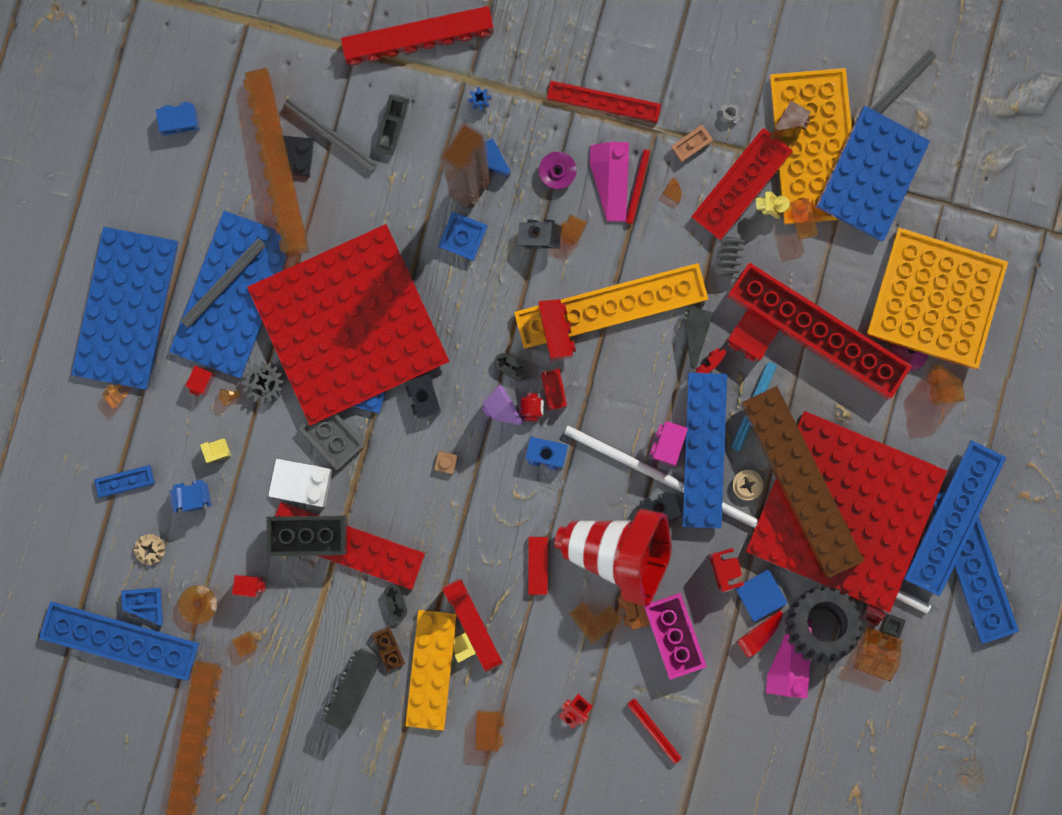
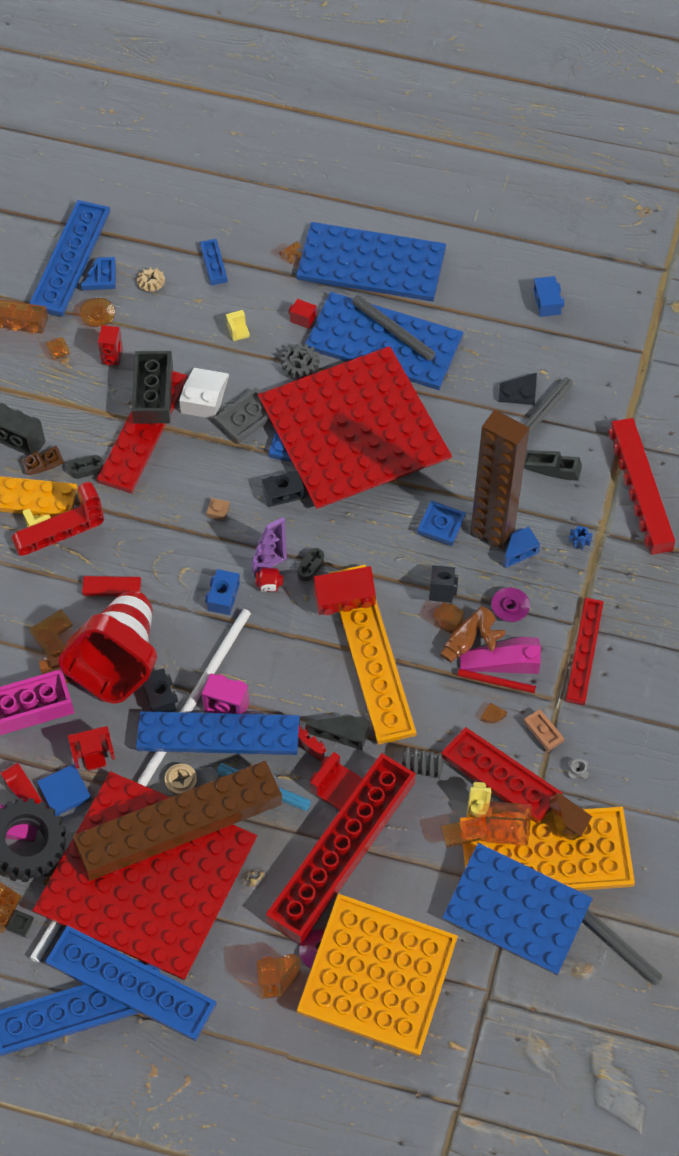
camera: 90 degrees right, 25 degrees down
(190, 497) = (195, 302): blue brick -> none
(227, 396) = (288, 335): clear orange rock -> none
(276, 161) = (508, 368): clear orange brick -> none
(553, 389) = (287, 602): red hinge -> none
(594, 215) = (465, 634): none -> dark orange piece
(794, 177) = (508, 823): none -> clear orange slope
(873, 615) = (32, 898): dark red tile -> none

